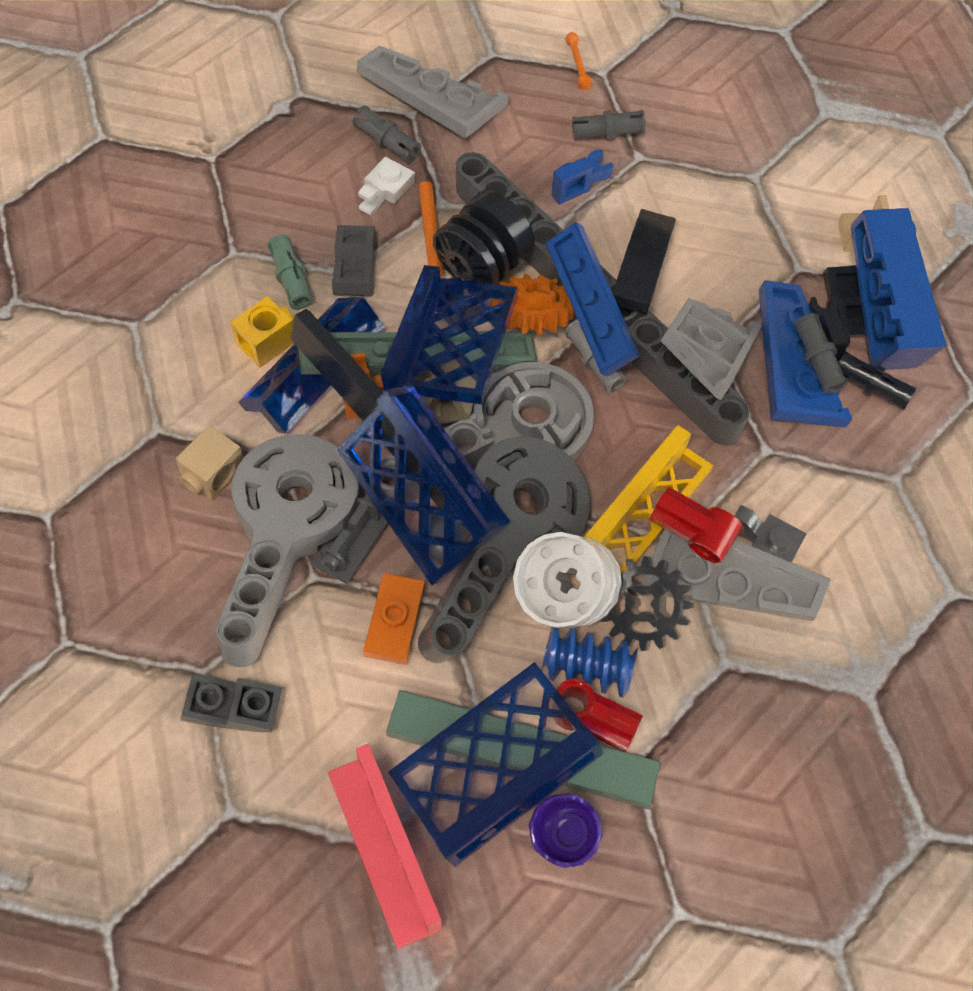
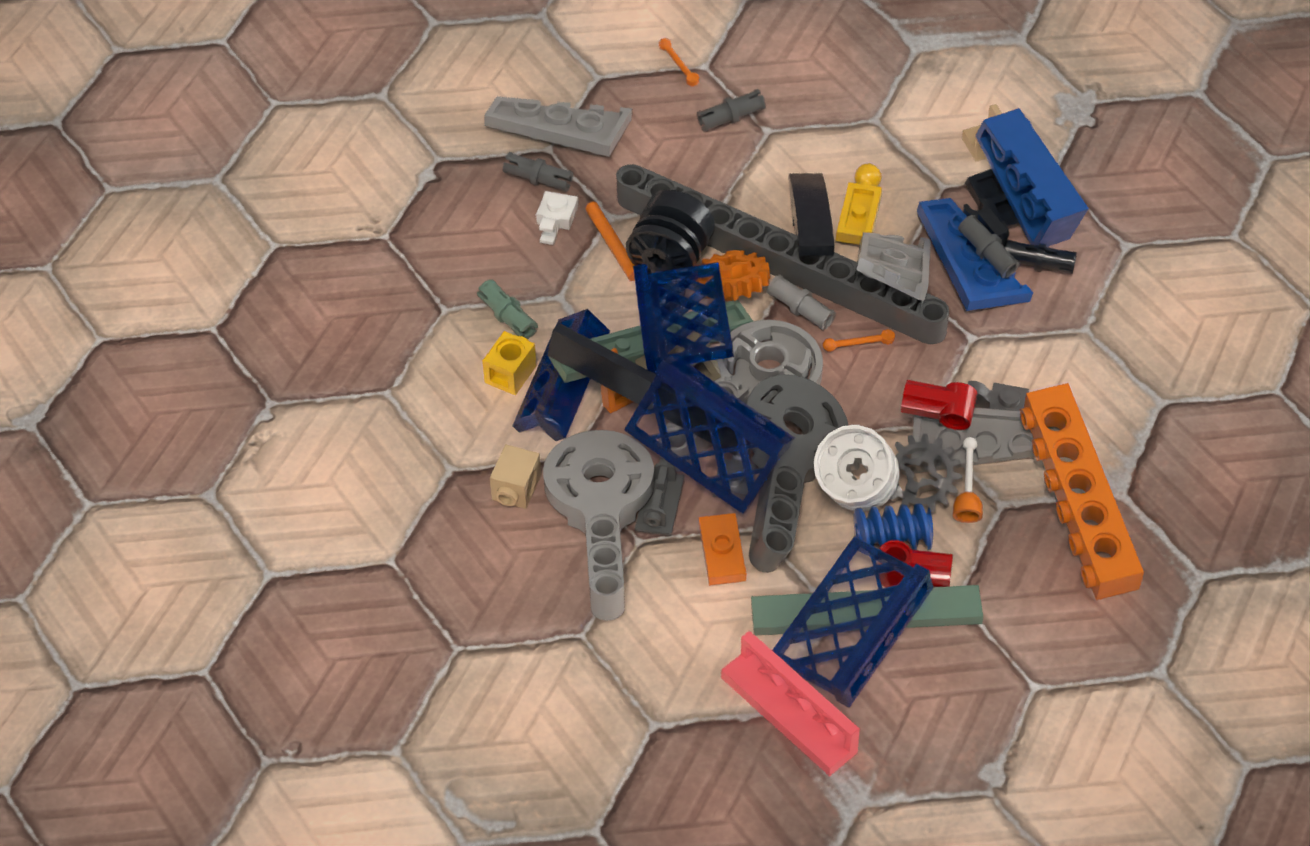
camera: 15 degrees left, 10 degrees down
(231, 705) = (626, 648): dark grey slope -> none
(353, 260) = (557, 284): dark grey slope -> none
(565, 830) = (925, 649): dark purple hair -> none
(575, 177) = (722, 163): blue plate -> none
(592, 299) = (784, 254): blue tile -> none
(609, 412) = (886, 337): none -> orange hinge
(639, 490) = (887, 386): yellow fence -> none
(685, 655) = (967, 505): none -> orange hinge
(701, 265) = (860, 205): none -> yellow plate
(829, 576) = (1058, 409): none -> orange brick

